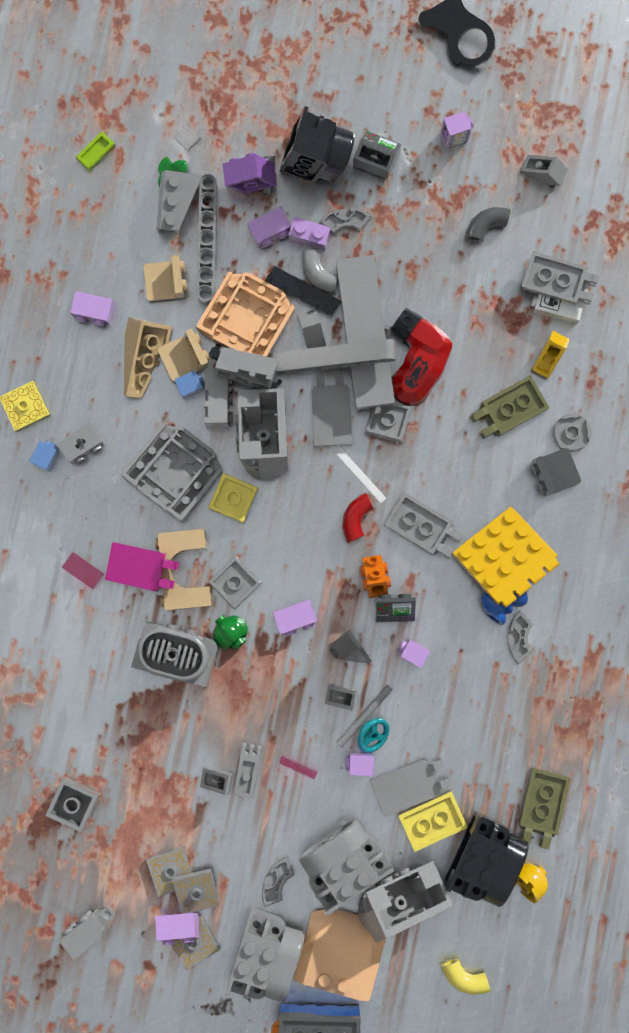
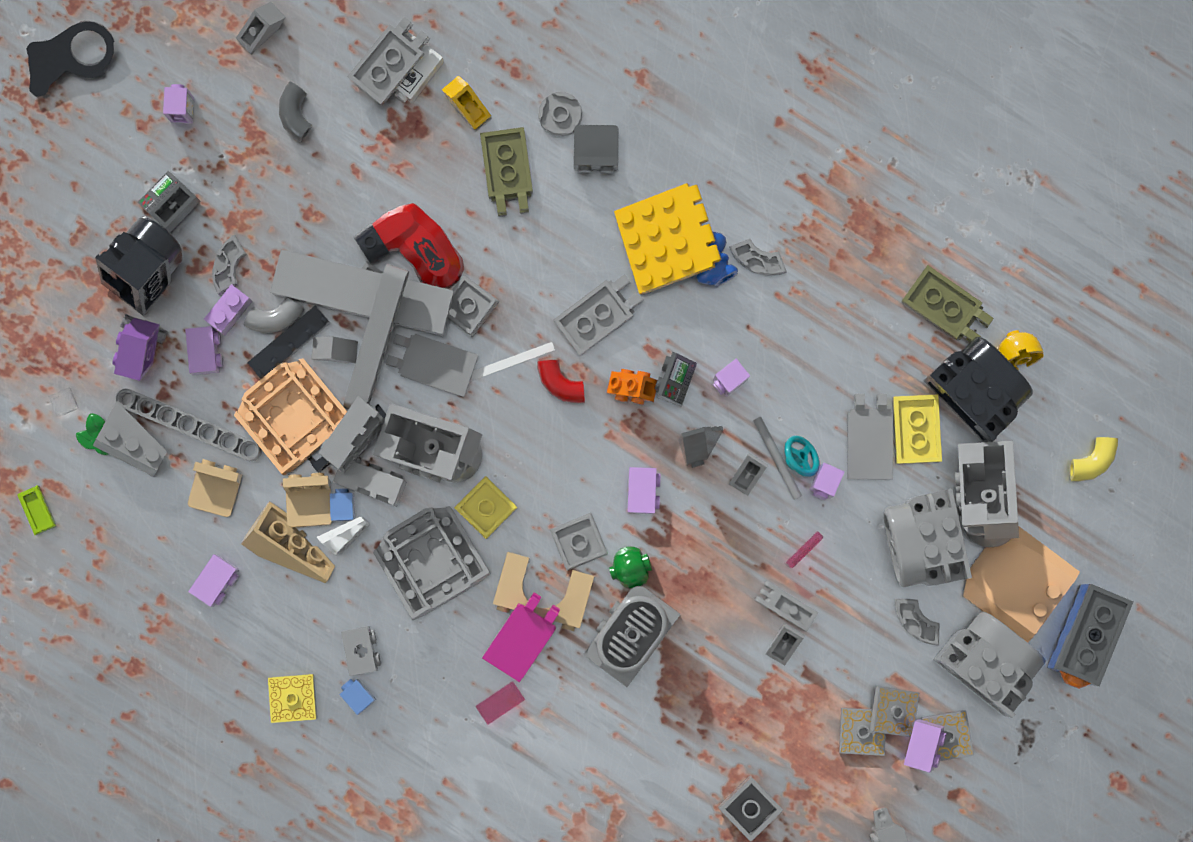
camera: 70 degrees left, 0 degrees up
(163, 393) = (341, 537): none -> white slope

